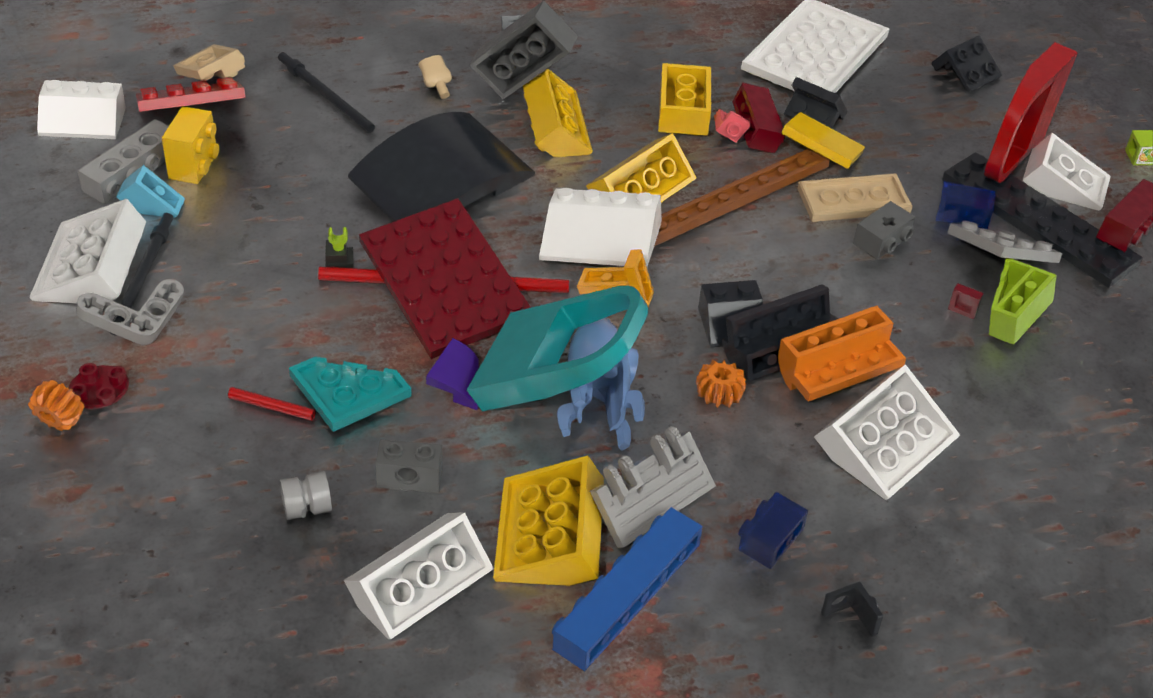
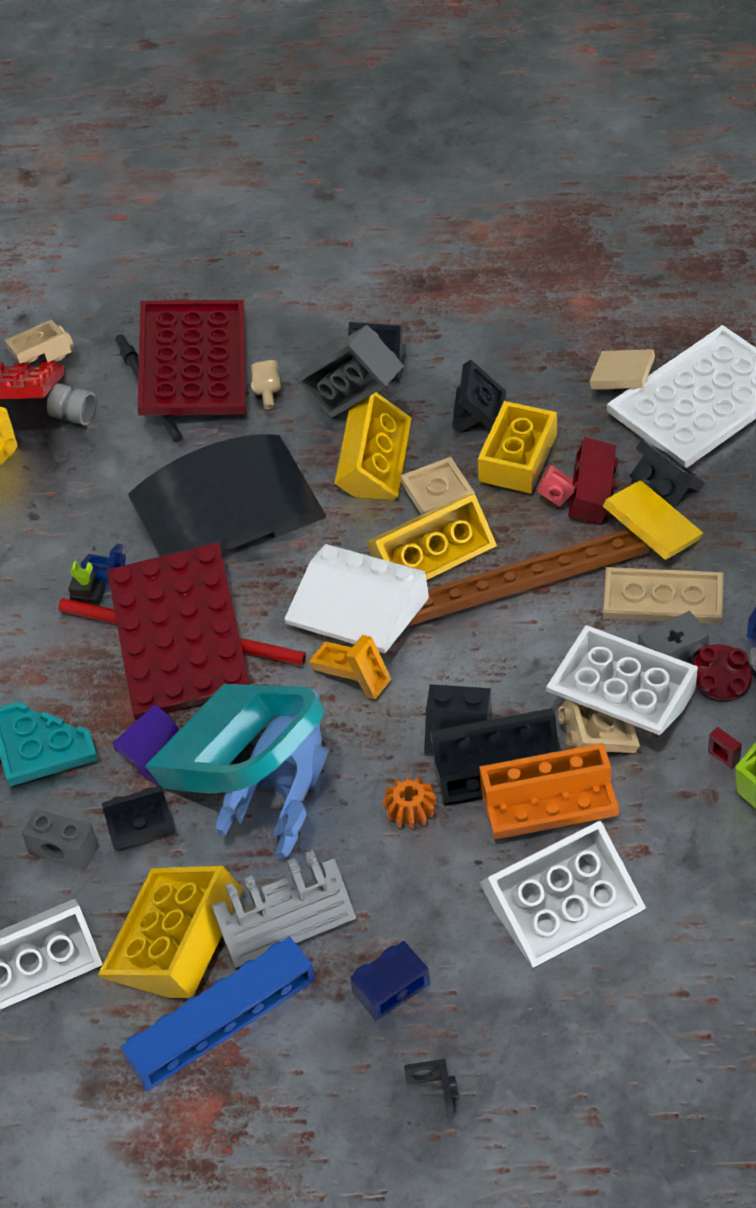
camera: 25 degrees right, 5 degrees up
(264, 110) = (71, 404): none -> light grey wheel
(353, 233) = (102, 563): none -> clear blue bracket
(360, 63) = (191, 358): none -> dark red plate
(475, 435) = (138, 817): none -> black bracket
(623, 137) = (435, 484): none -> tan plate
(631, 69) = (477, 398): none -> black bracket
(742, 35) = (622, 369): none -> tan tile
(853, 294) = (592, 727): none -> tan plate
(865, 257) = (624, 680): none -> white slope
(933, 245) = (722, 671): none -> dark red dish

